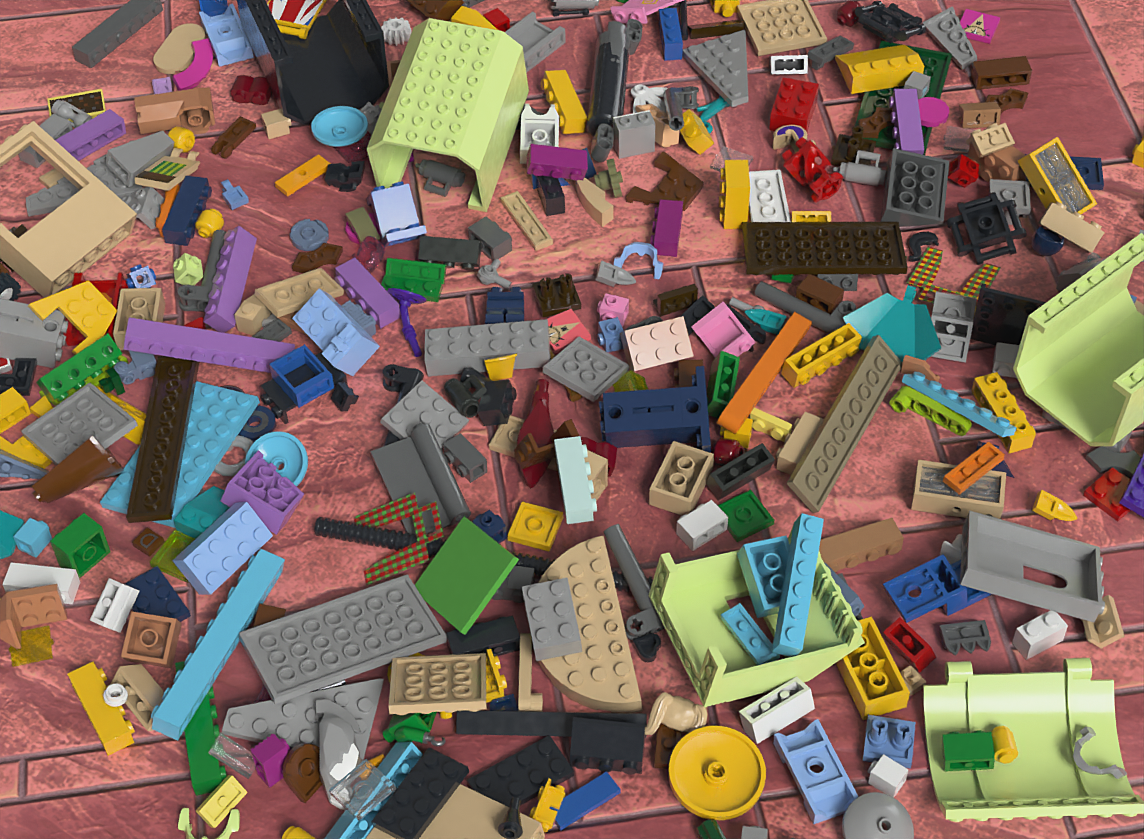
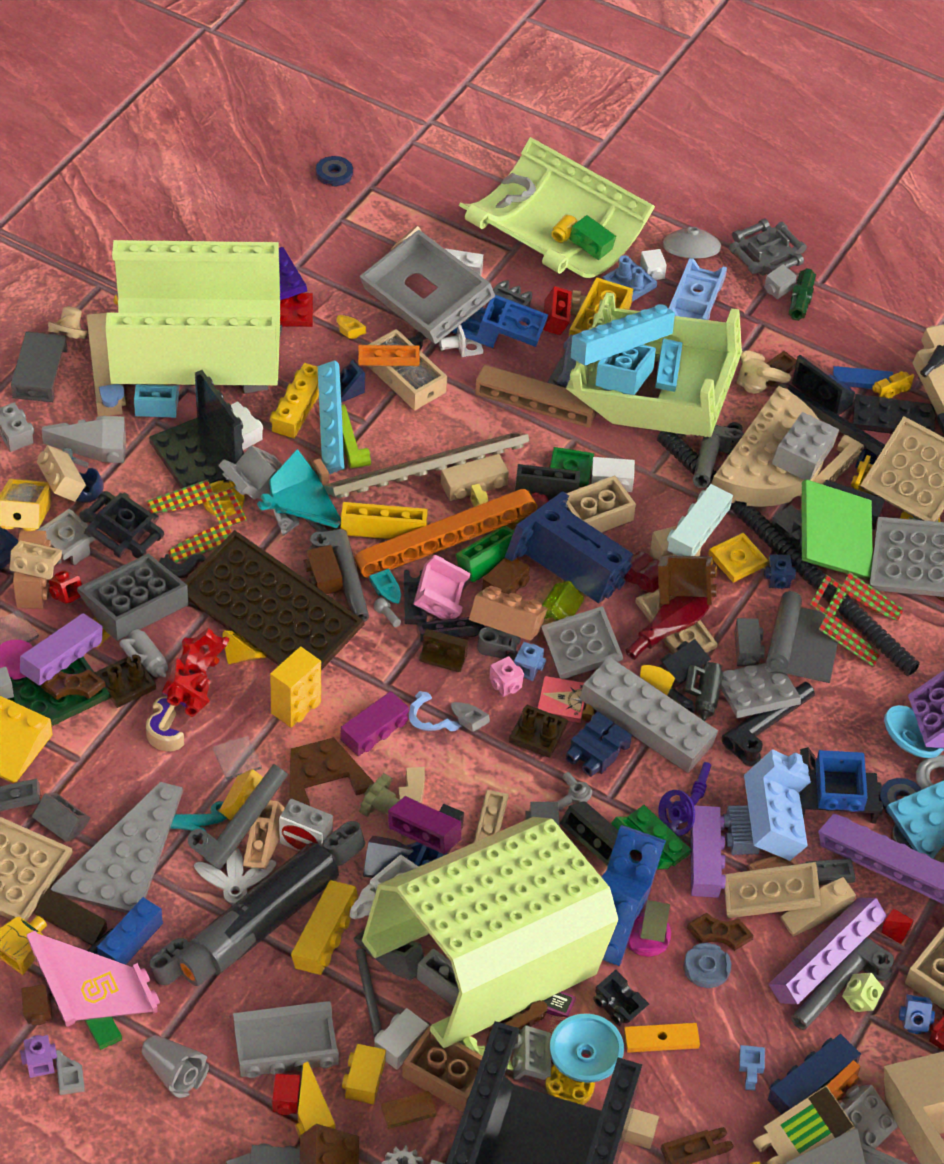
camera: 145 degrees left, 0 degrees up
(208, 222) = (802, 1039): yellow head -> none
(370, 253) = (672, 885): clear pink hair -> none
(717, 773) = (769, 327): yellow dish -> none
(767, 197) = (247, 700): white tile -> none
(794, 104) = (119, 760): red brick -> none

